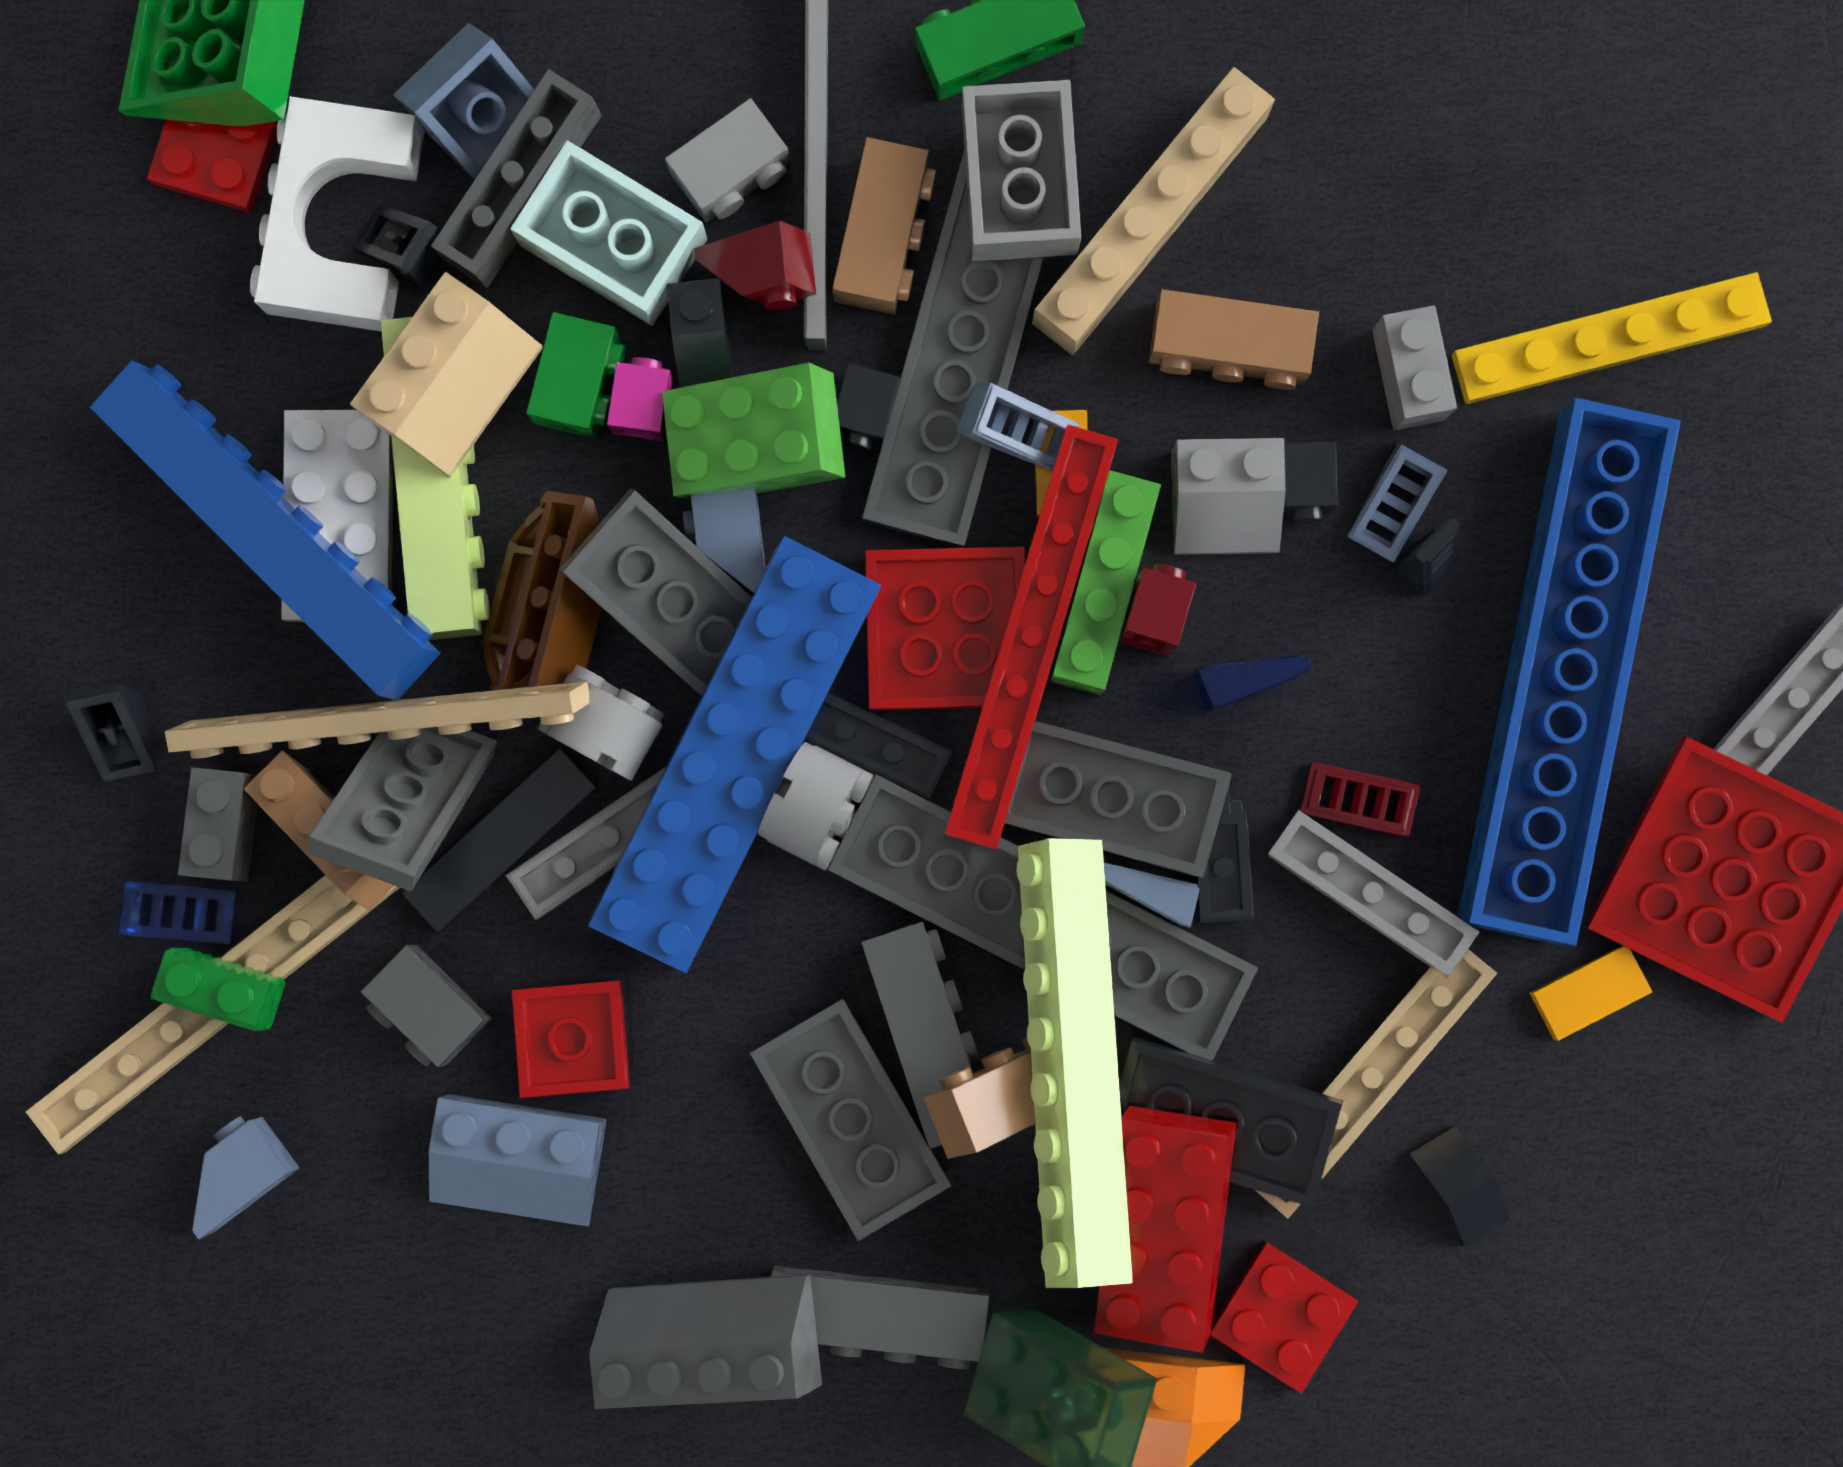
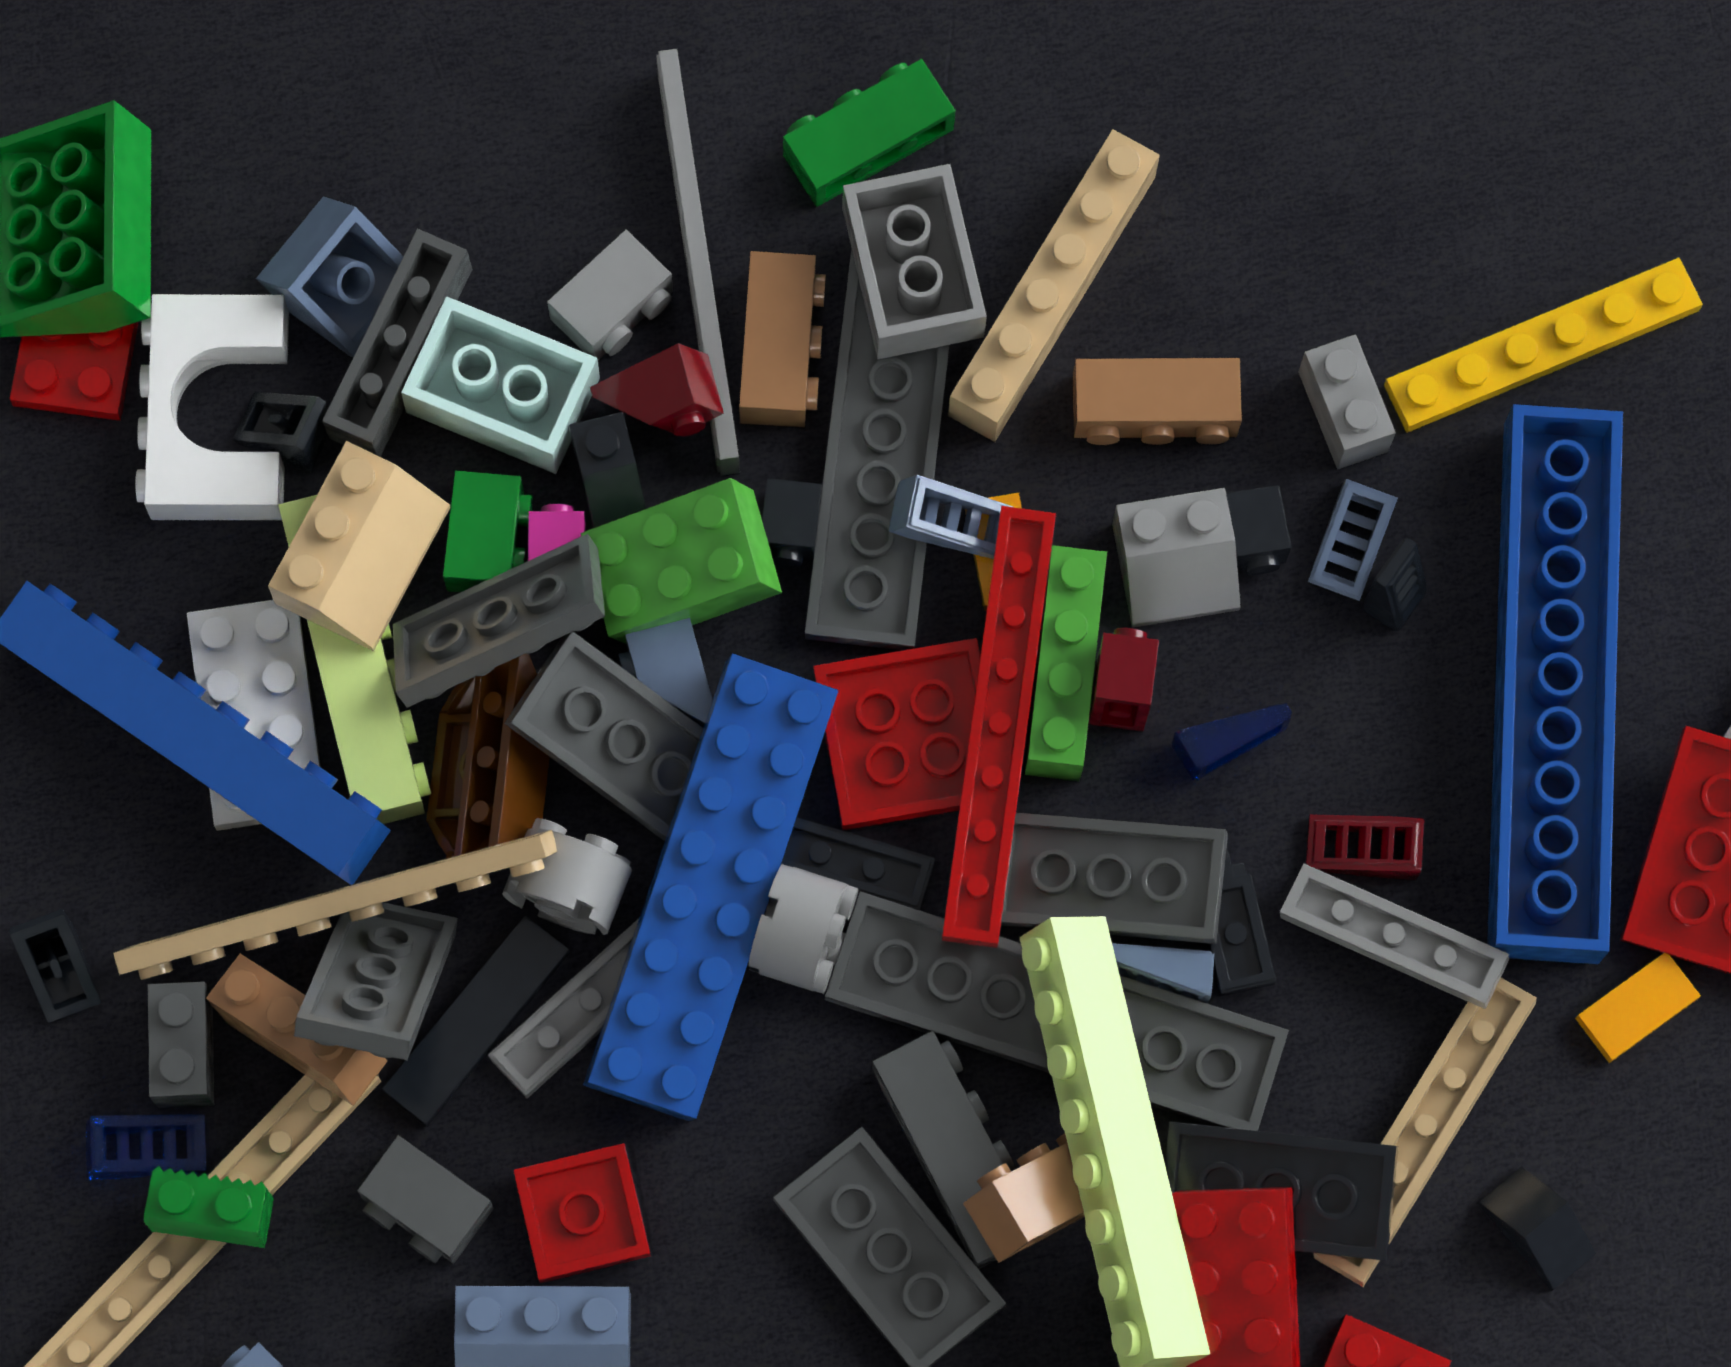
camera: 10 degrees left, 10 degrees down
(569, 467) = (498, 621): none -> dark grey plate

